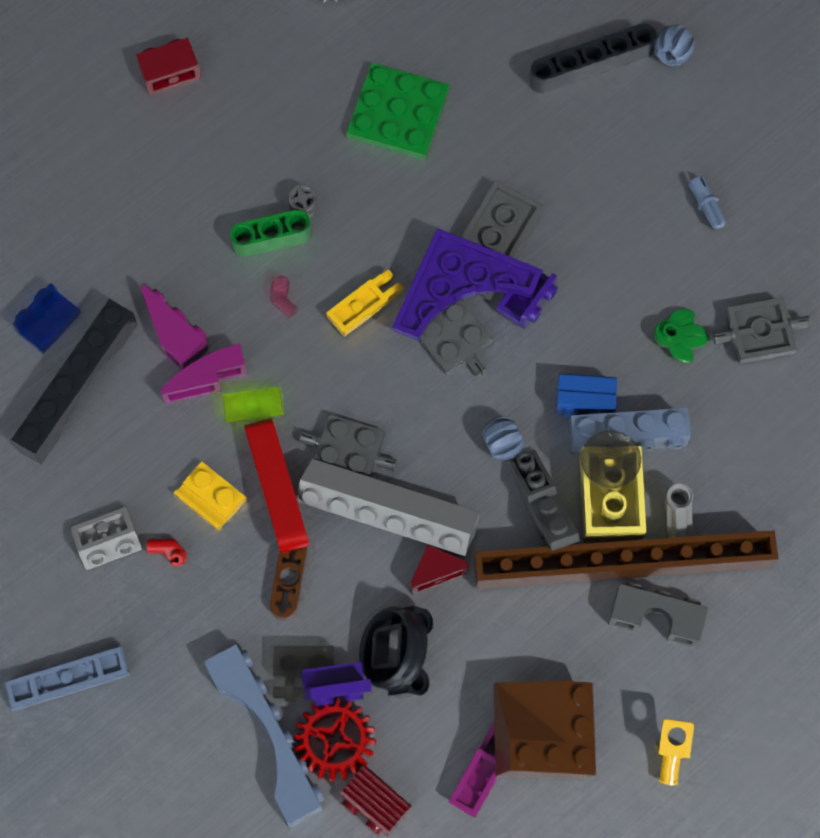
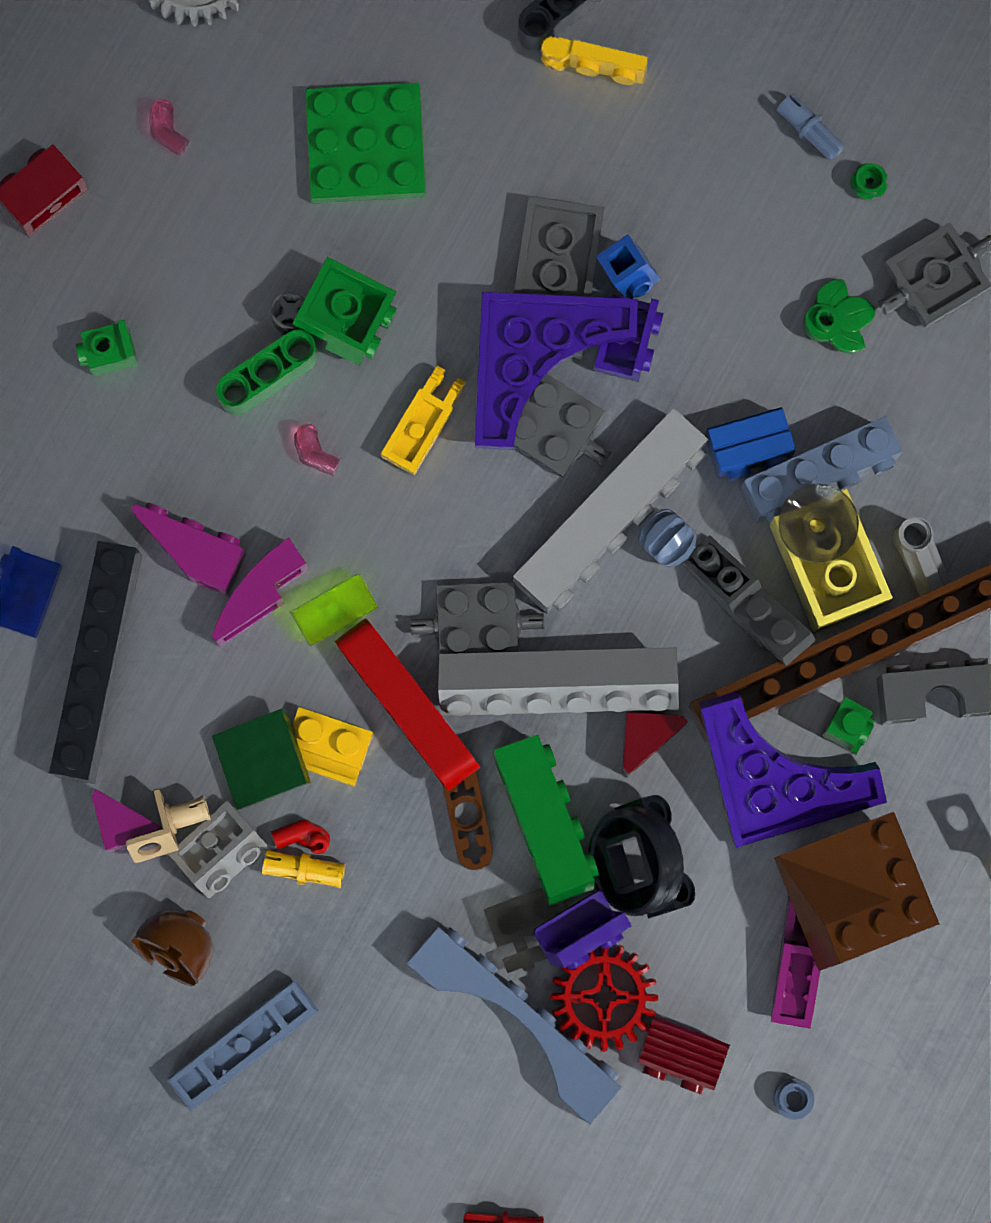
camera: 20 degrees left, 10 degrees up
(46, 497) = (119, 822): none -> magenta slope
(50, 590) = (176, 943): none -> reddish brown cylinder
(81, 504) = (172, 819): none -> tan bracket
(160, 573) = (303, 868): none -> yellow pin
(161, 486) = (261, 759): none -> dark green tile
(177, 182) = (118, 356): none -> green brick
(266, 55) = (162, 127): none -> clear pink arm
(340, 210) = (346, 311): none -> green plate
(340, 598) = (544, 819): none -> green brick
(470, 407) = (610, 511): none -> light grey brick
(509, 637) = (773, 792): none -> dark purple plate
(545, 248) = (628, 268): none -> blue brick
(574, 109) = (594, 59): none -> yellow hinge
(583, 613) = (849, 725): none -> green brick
(739, 246) = (873, 172): none -> green plate

